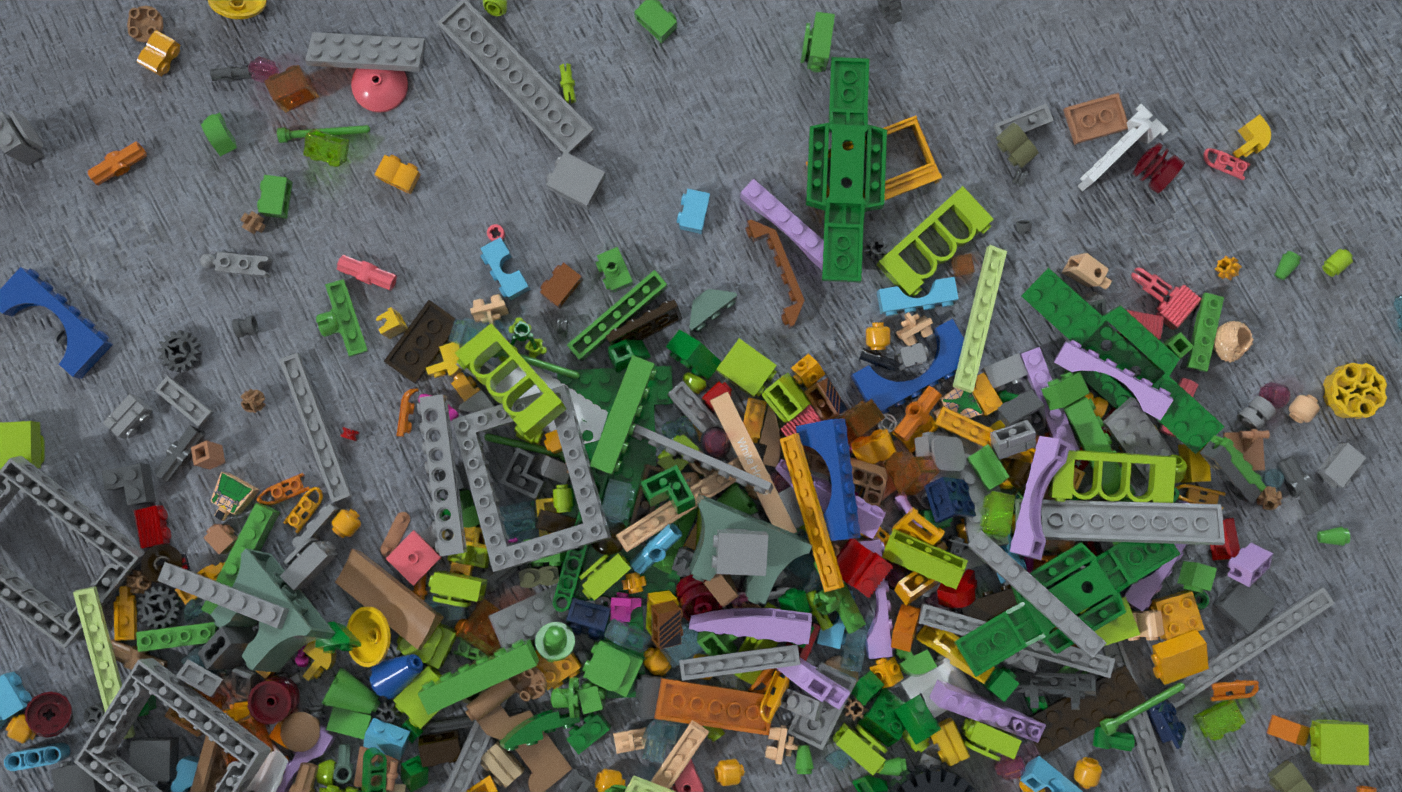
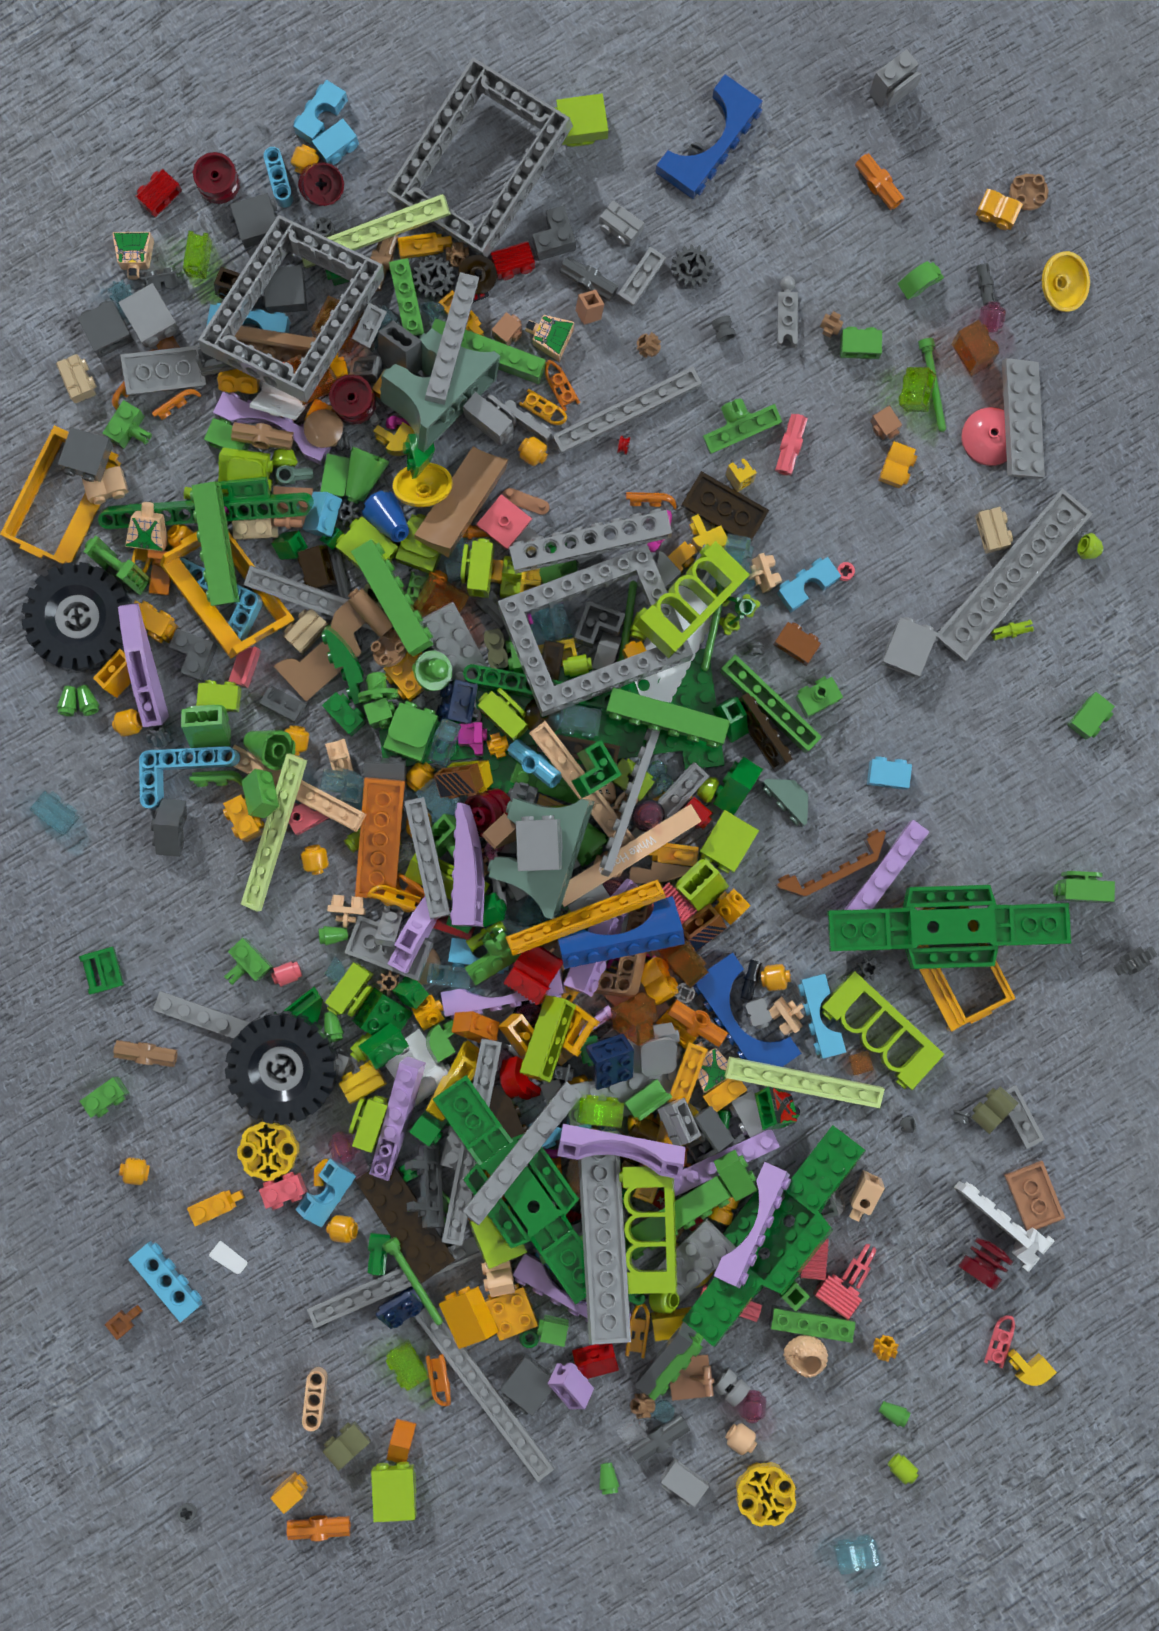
camera: 85 degrees right, 0 degrees up
(356, 180) = (886, 423): none -> nougat brick
(470, 90) = (993, 530): none -> tan brick
(1003, 347) = (776, 1108): none -> torso

